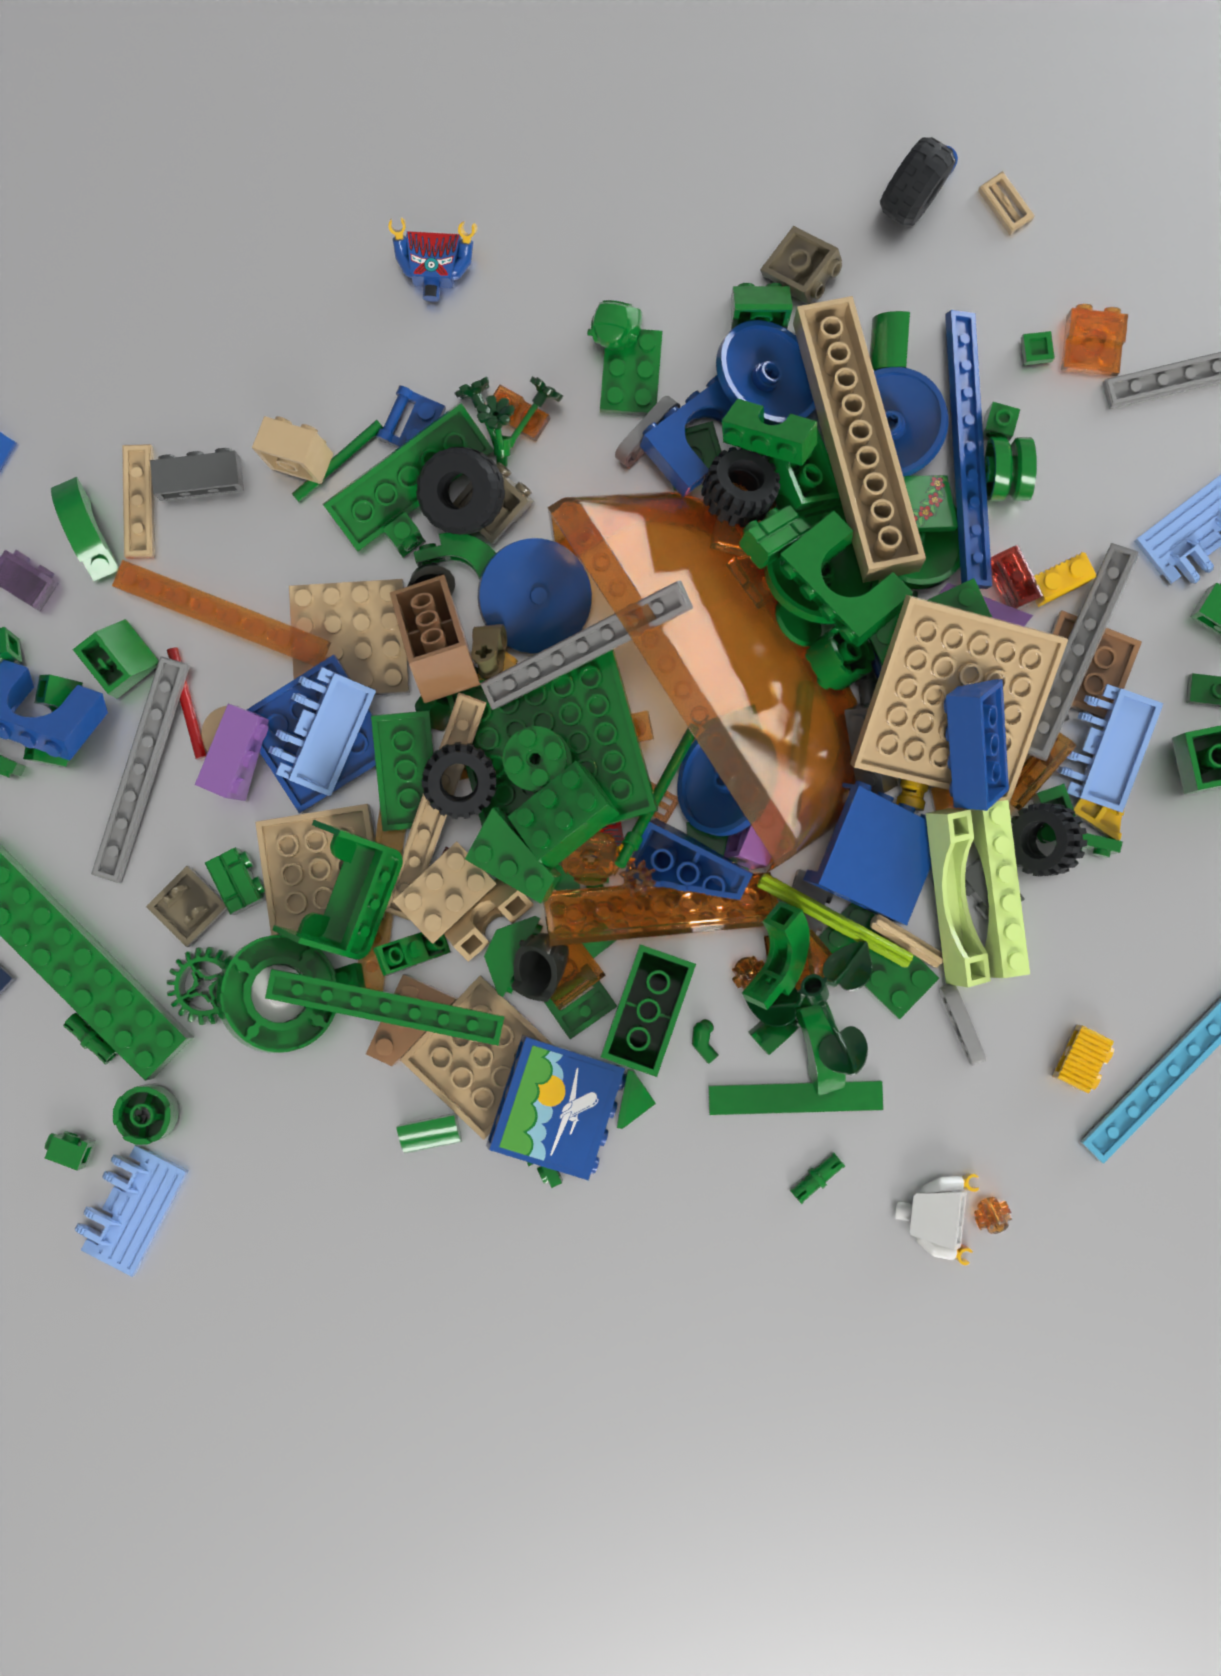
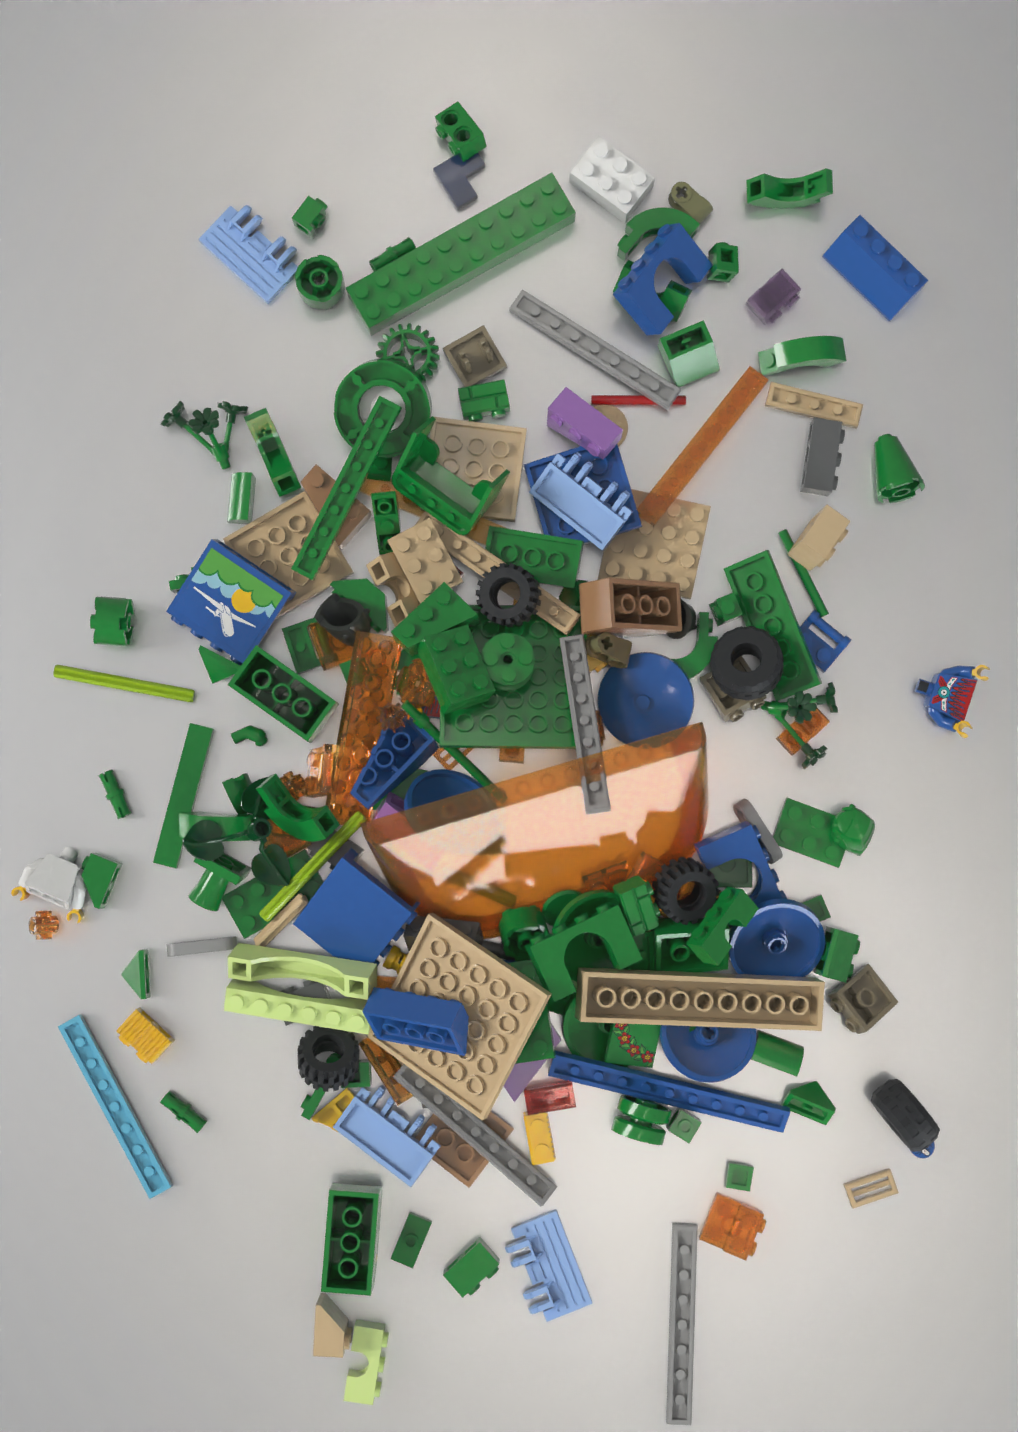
camera: 105 degrees right, 0 degrees up
(190, 387) = (895, 472): none -> green cone
(354, 1196) = (205, 423): none -> dark green plant
(365, 1109) = (272, 452): none -> green arch
(617, 1240) = (112, 621): none -> green brick
(685, 1207) = (123, 683): none -> lime axle
(712, 341) = (818, 906): none -> green plate
(723, 944) = (319, 771): none -> clear orange plate
(884, 1030) = (215, 879): none -> green plant
(918, 1166) = (100, 877): none -> green slope
(932, 292) = (810, 1102): none -> green slope
(1016, 1089) = (138, 974): none -> green slope
(1154, 989) = (183, 1111): none -> green pin

